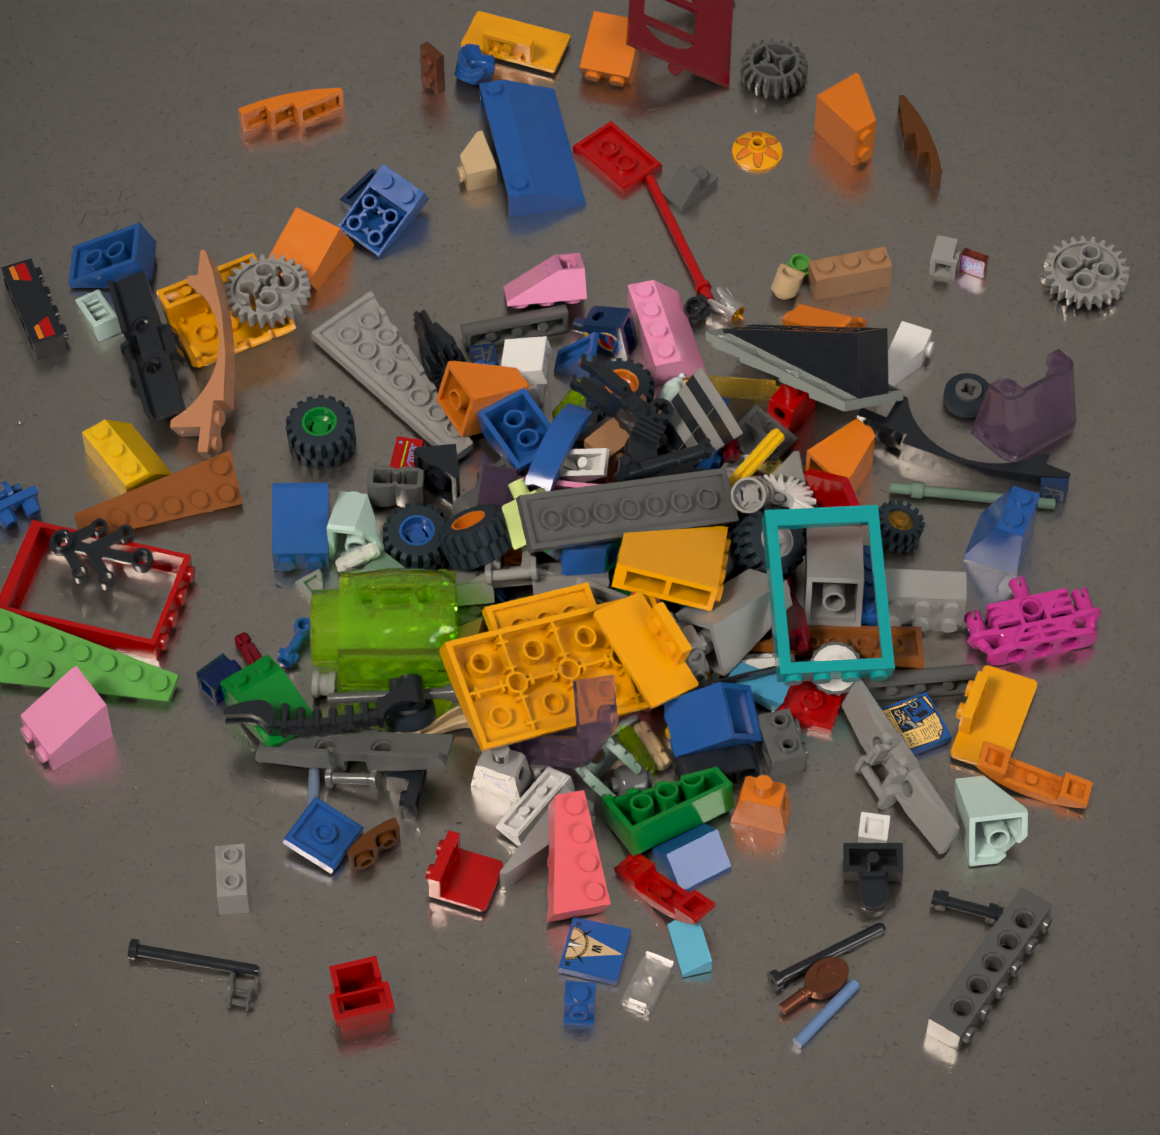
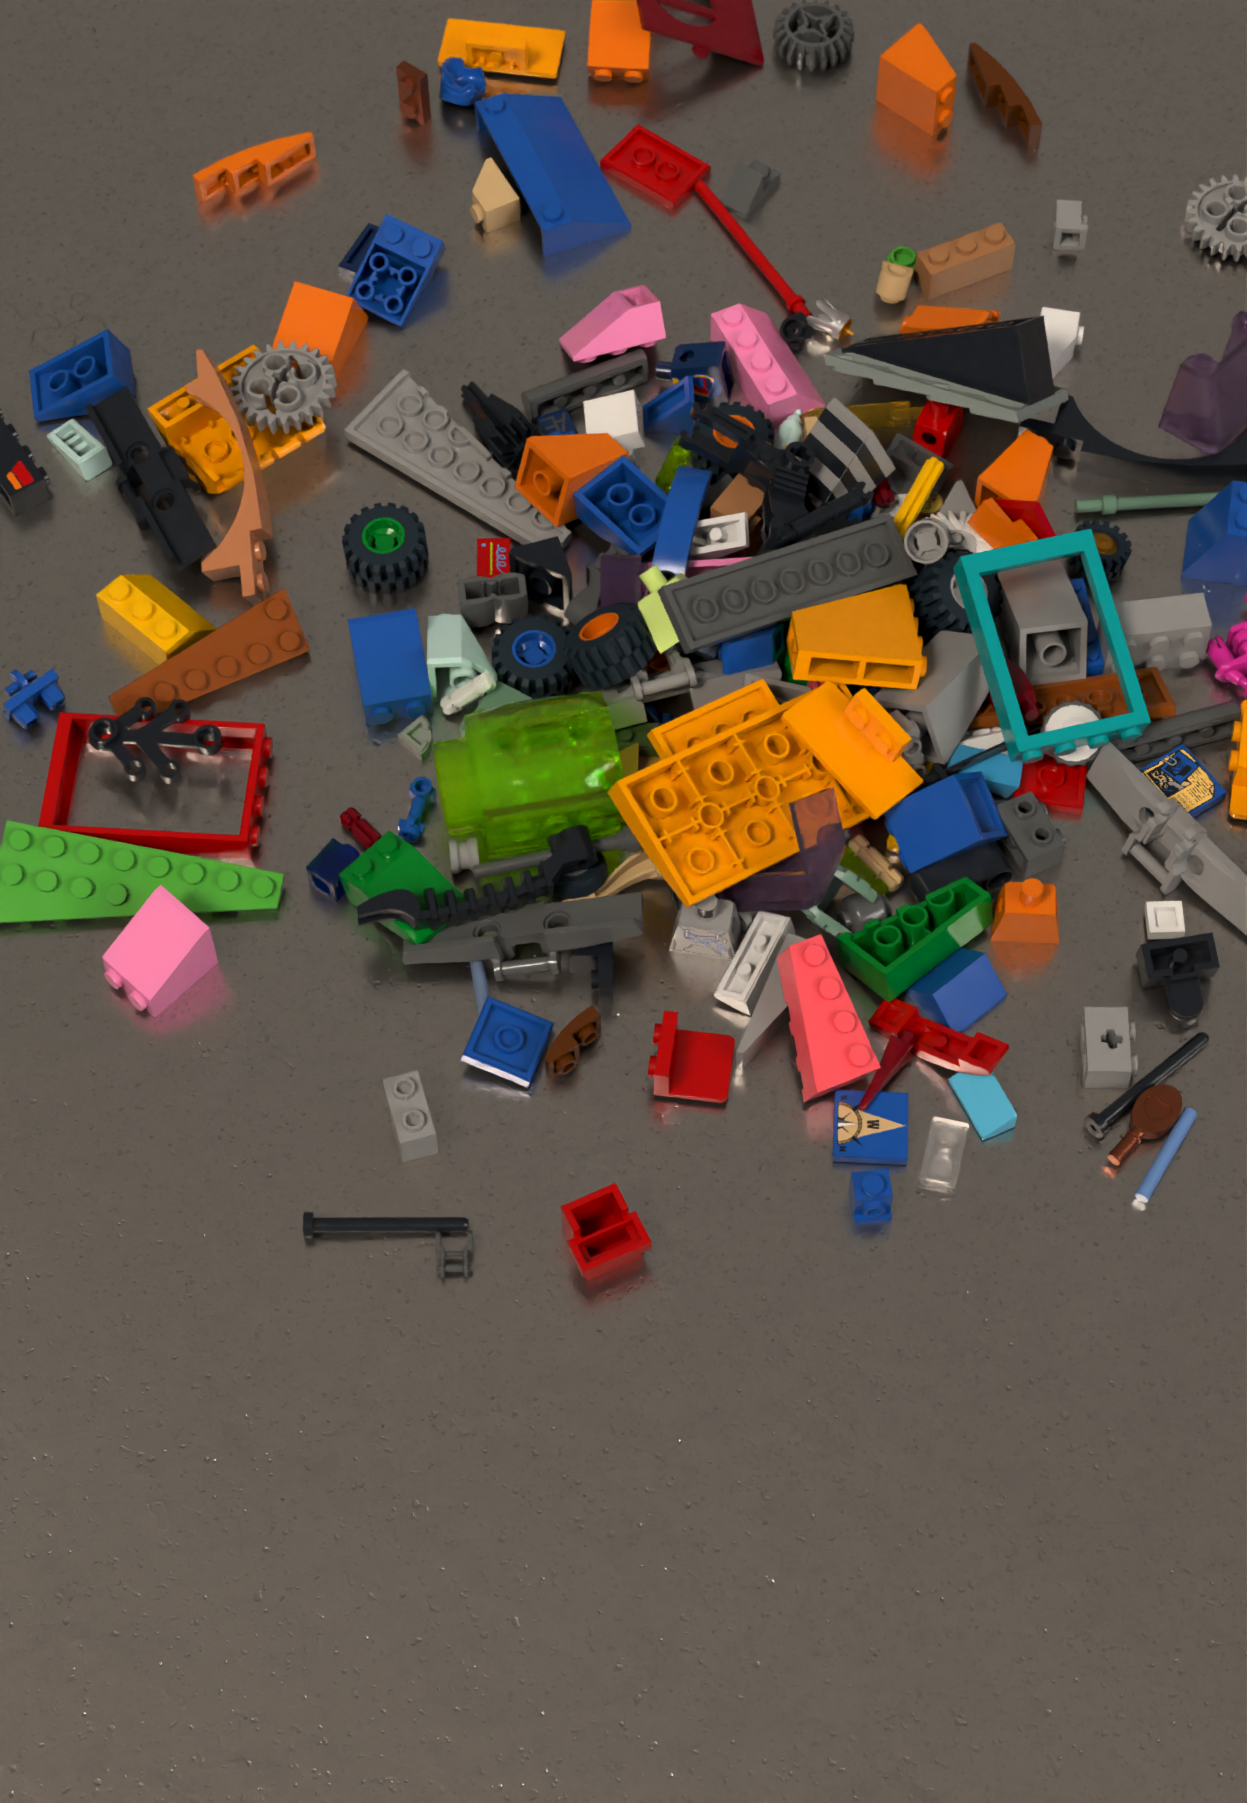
camera: 10 degrees left, 5 degrees up
(625, 900) = (894, 1058): none -> dark red piece
(757, 151) = (816, 134): light orange dish -> none
(794, 934) = (1104, 1065): none -> light grey brick
(811, 492) = (997, 527): none -> orange slope
(957, 394) = (1137, 383): black wheel -> none
(974, 263) = (1104, 226): tile -> none

